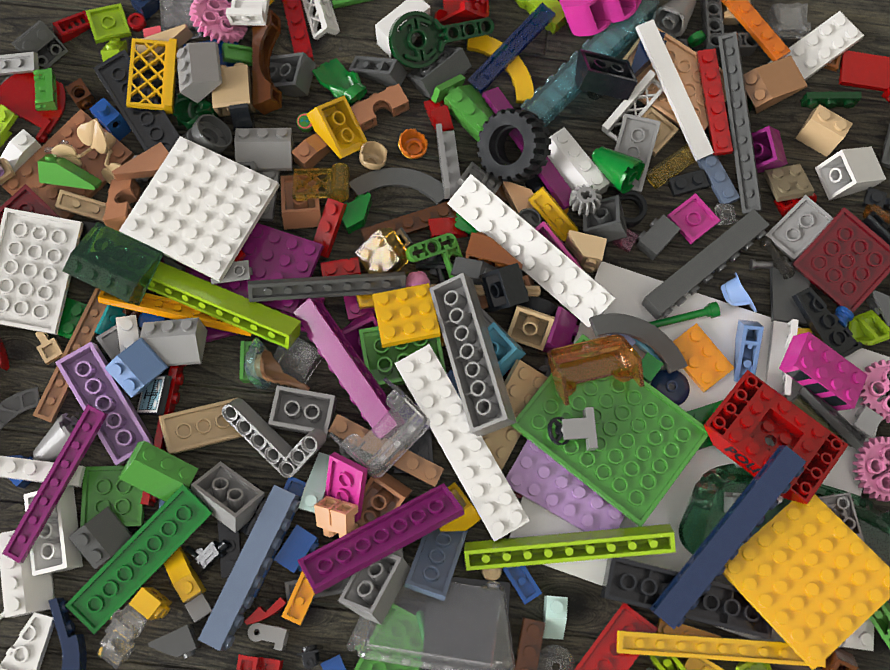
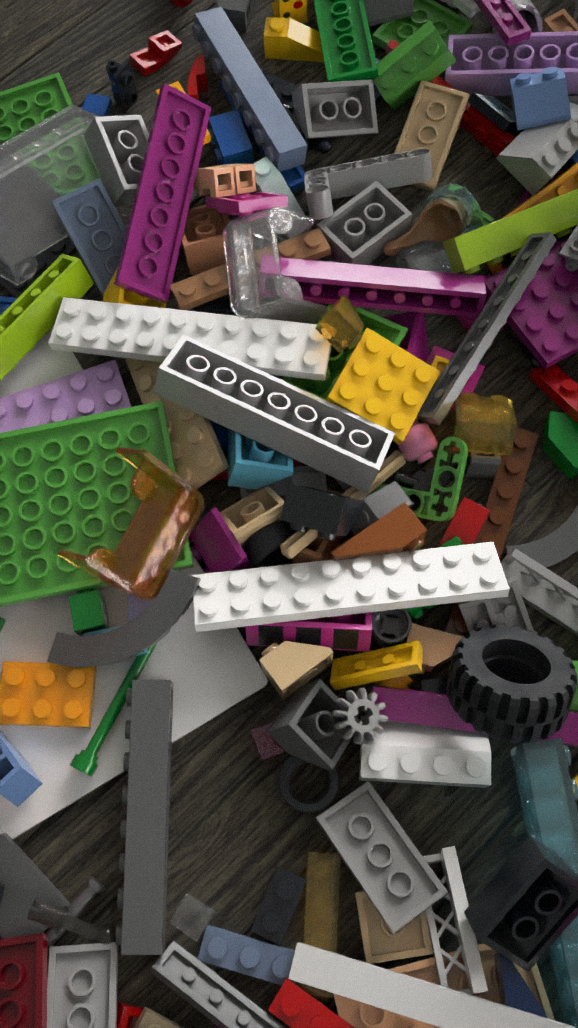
camera: 135 degrees right, 5 degrees down
(198, 607) = (254, 40): light grey tile -> none
(204, 558) = (293, 65): black piece -> none
(270, 633) = (174, 71): light grey leg -> none
(341, 267) = (500, 370): red brick -> none
(392, 352) = (341, 325): none -> clear yellow slope
(575, 429) = (86, 452): light grey piece -> none
(618, 167) = (371, 803): green cone -> none
(657, 237) = (238, 784): dark grey brick -> none
(663, 379) = (39, 641): dark blue dish -> none
(693, 218) = (223, 860): dark pink plate -> none
(736, 294) = (75, 817): light blue piece -> none

